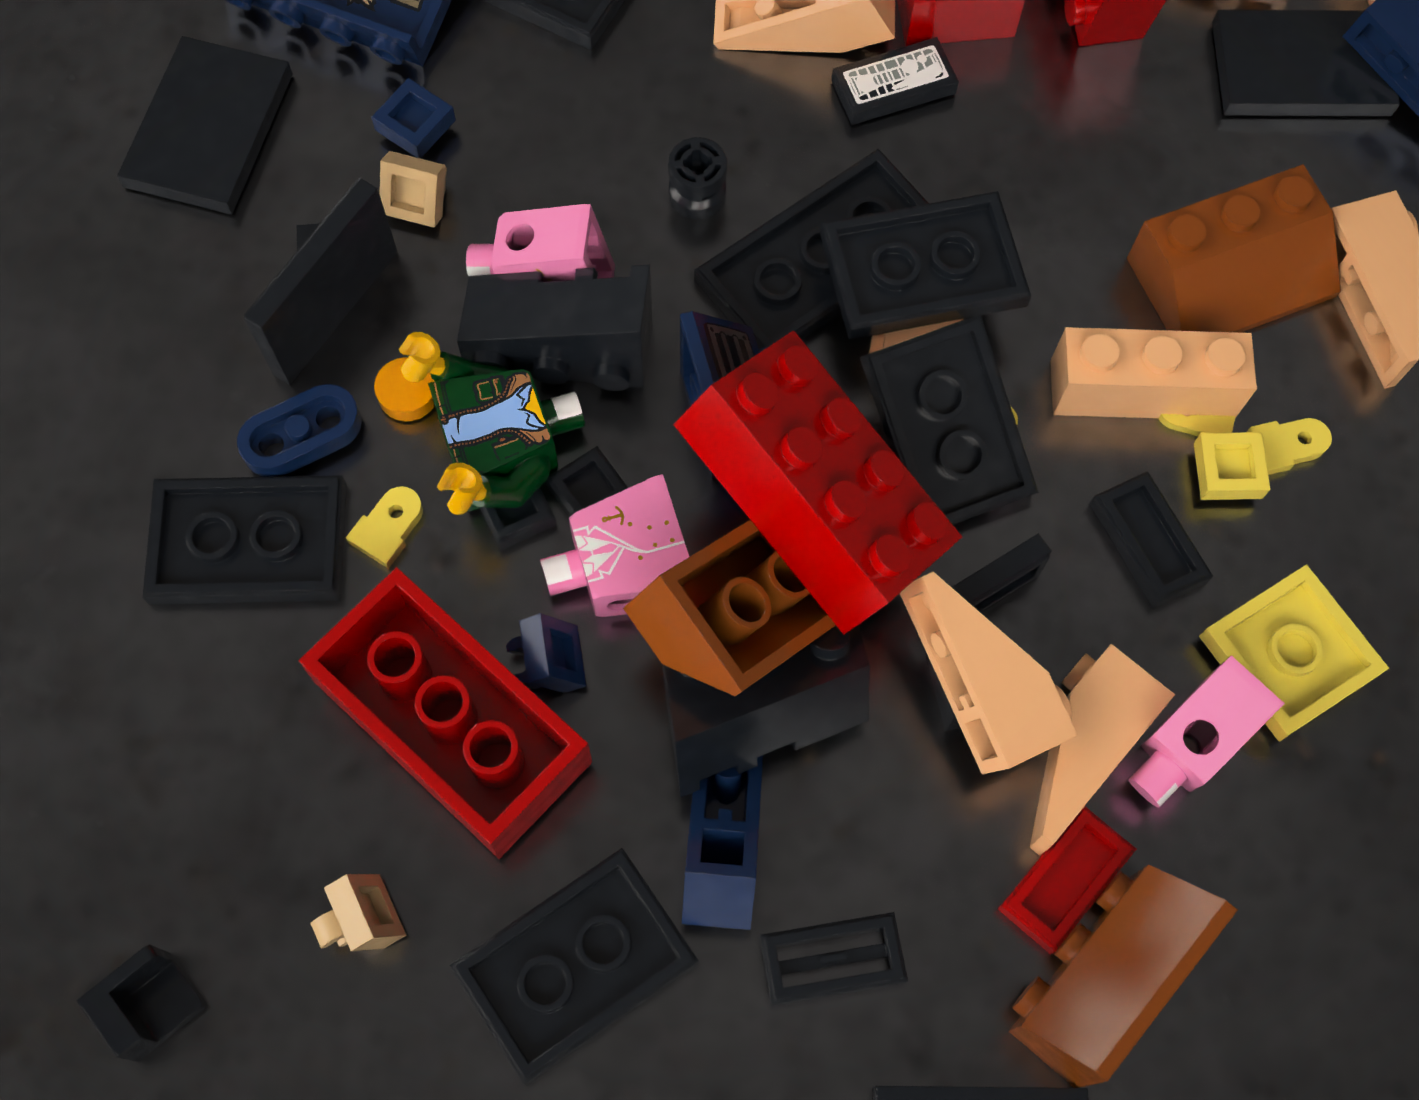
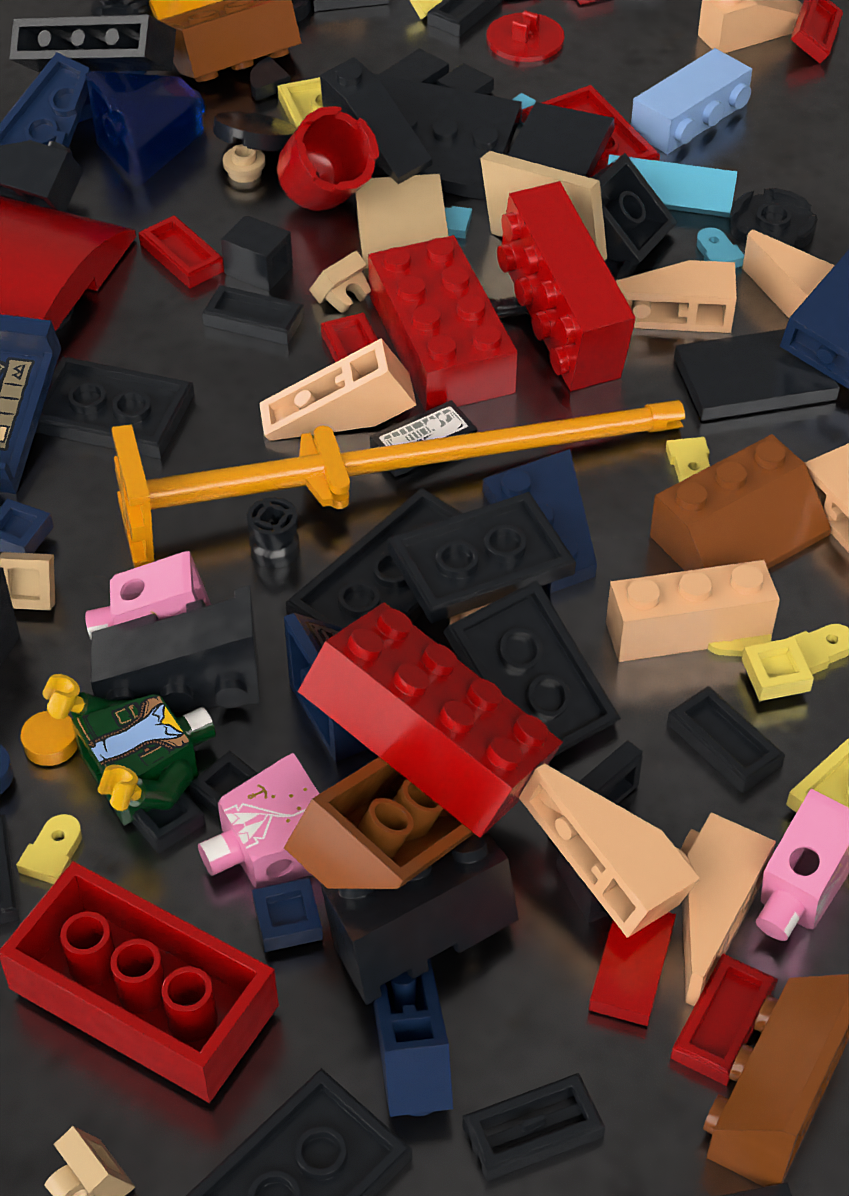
camera: 10 degrees left, 20 degrees down
(550, 654) = (222, 916): dark blue tile -> none
(619, 661) = (287, 914): none -> dark blue plate
(772, 108) = (328, 470): none -> light orange piece
(976, 808) = (632, 971): none -> red tile
(1028, 182) = (557, 493): none -> dark blue wing
(1197, 161) = (688, 456): none -> light yellow piece

